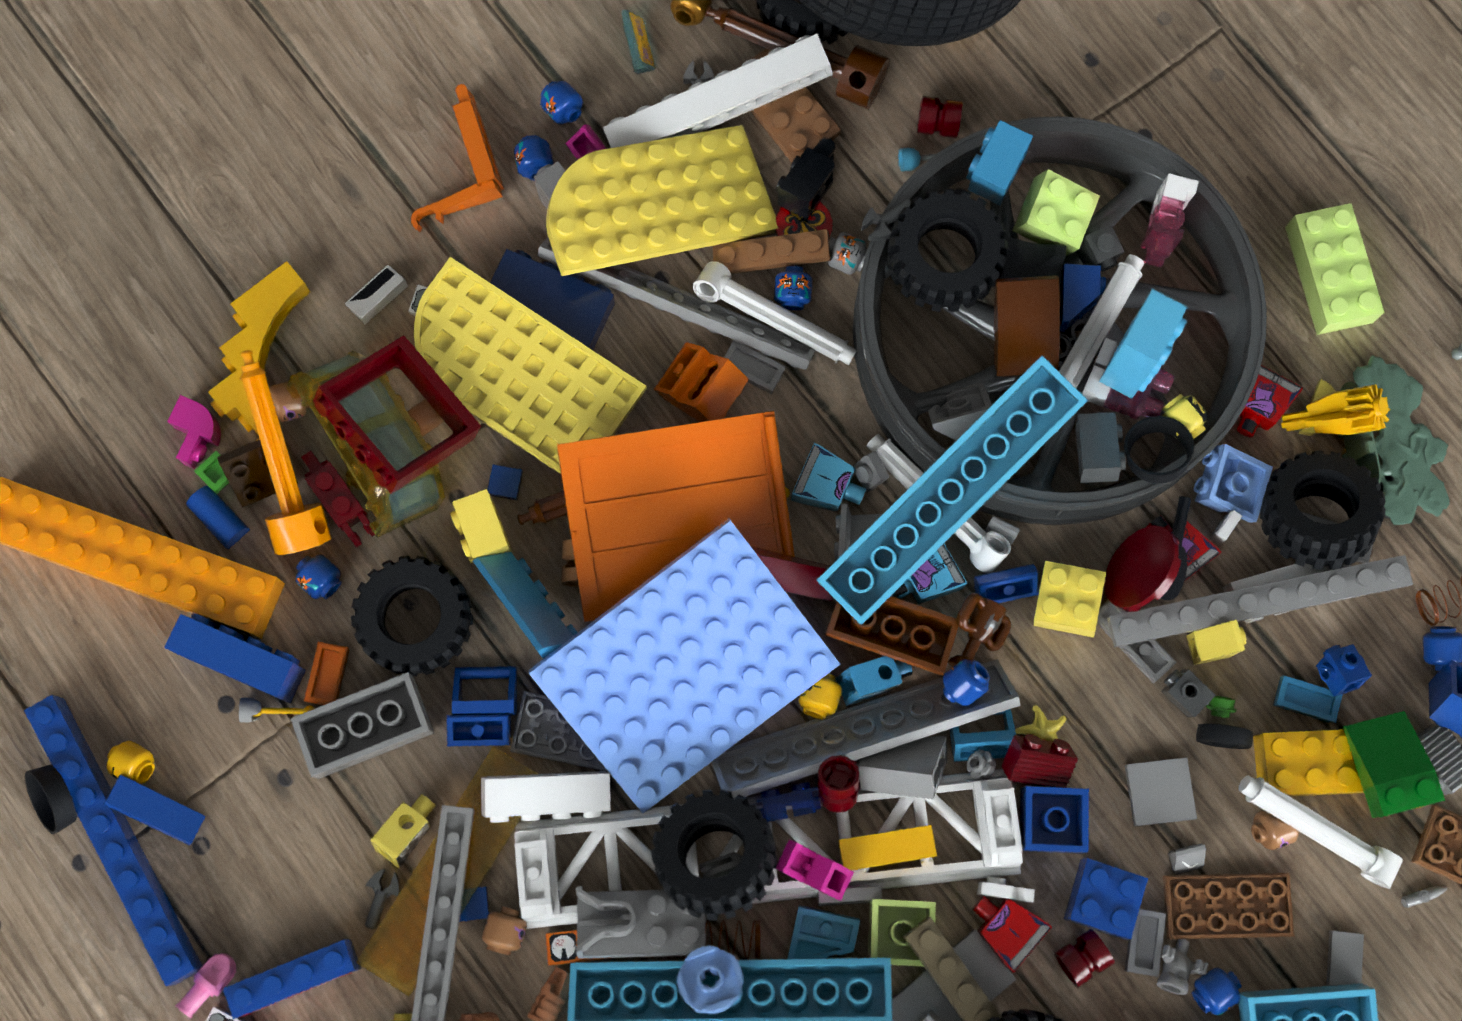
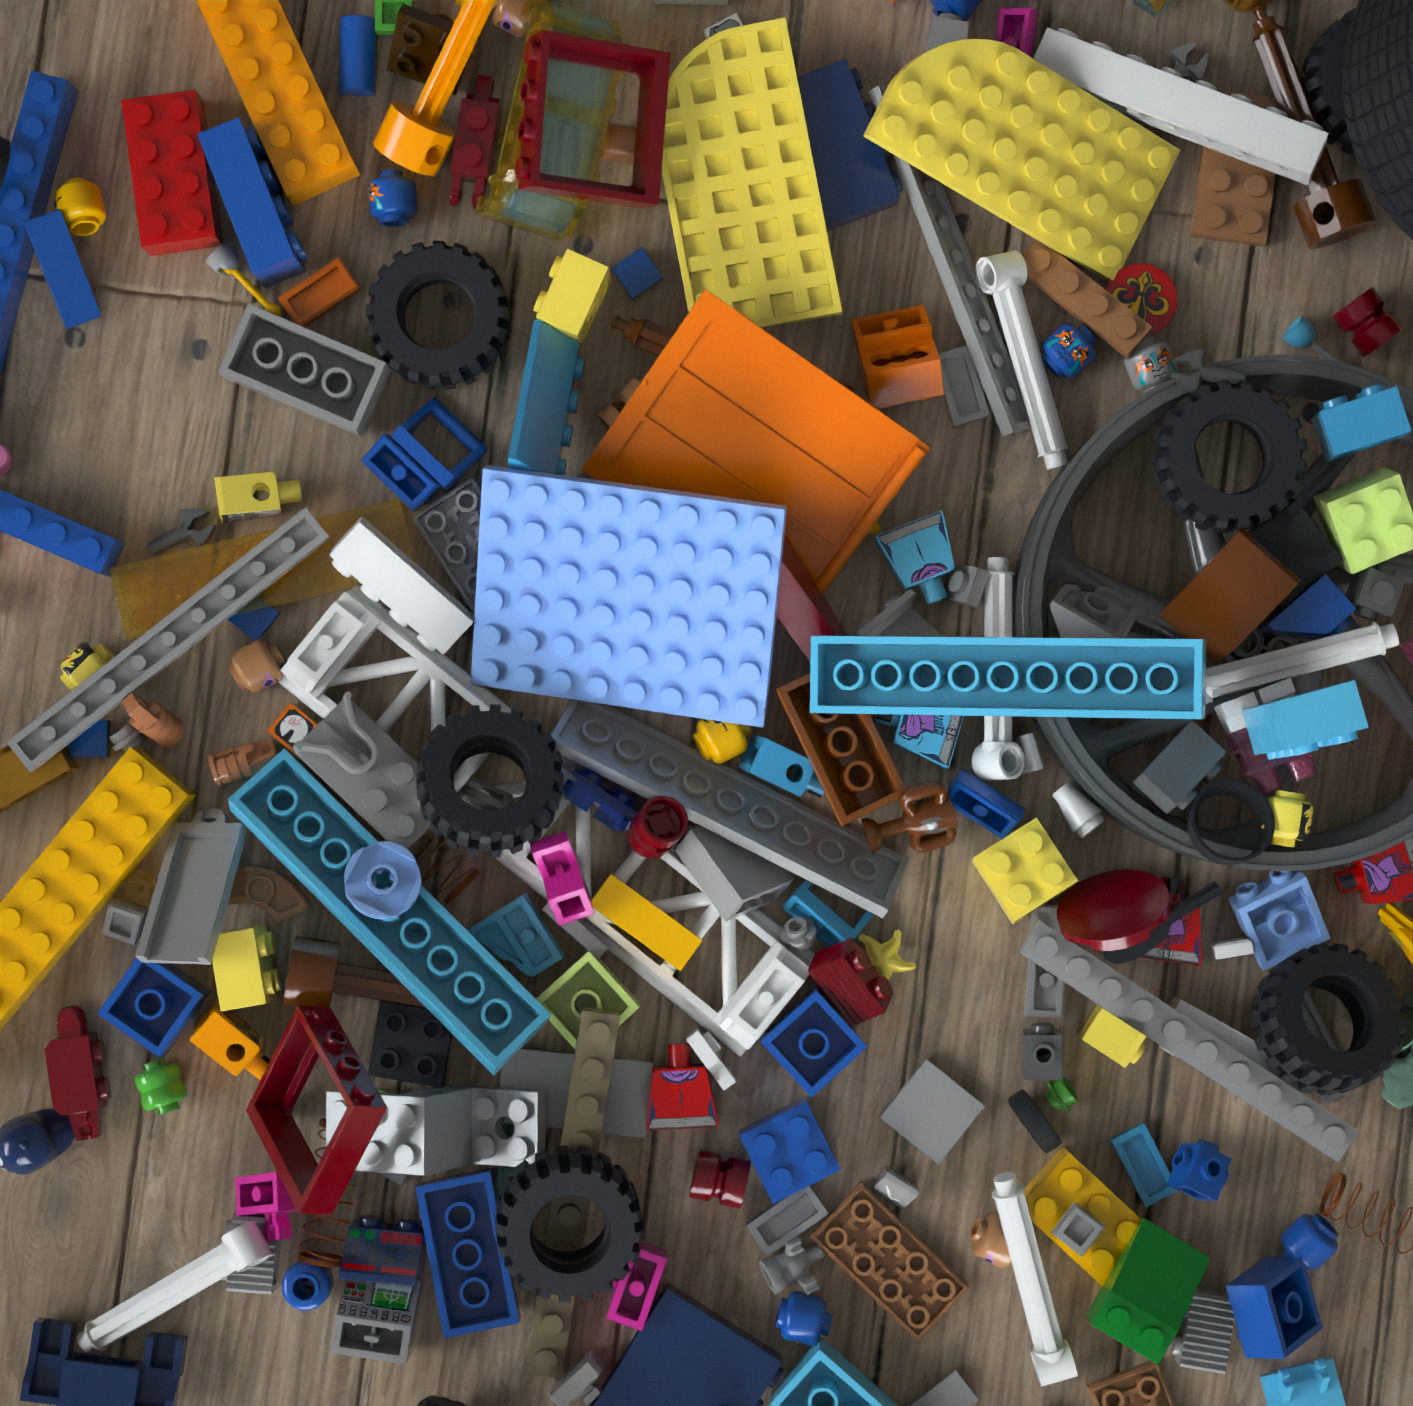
camera: 50 degrees right, 10 degrees up
(169, 689) = (171, 173): none -> red brick
(808, 179) = (1185, 262): black hinge -> none
(966, 682) = (854, 852): blue head -> none
(1063, 535) = (1078, 810): none -> white cone
(1315, 771) = (1077, 1229): none -> light grey tile

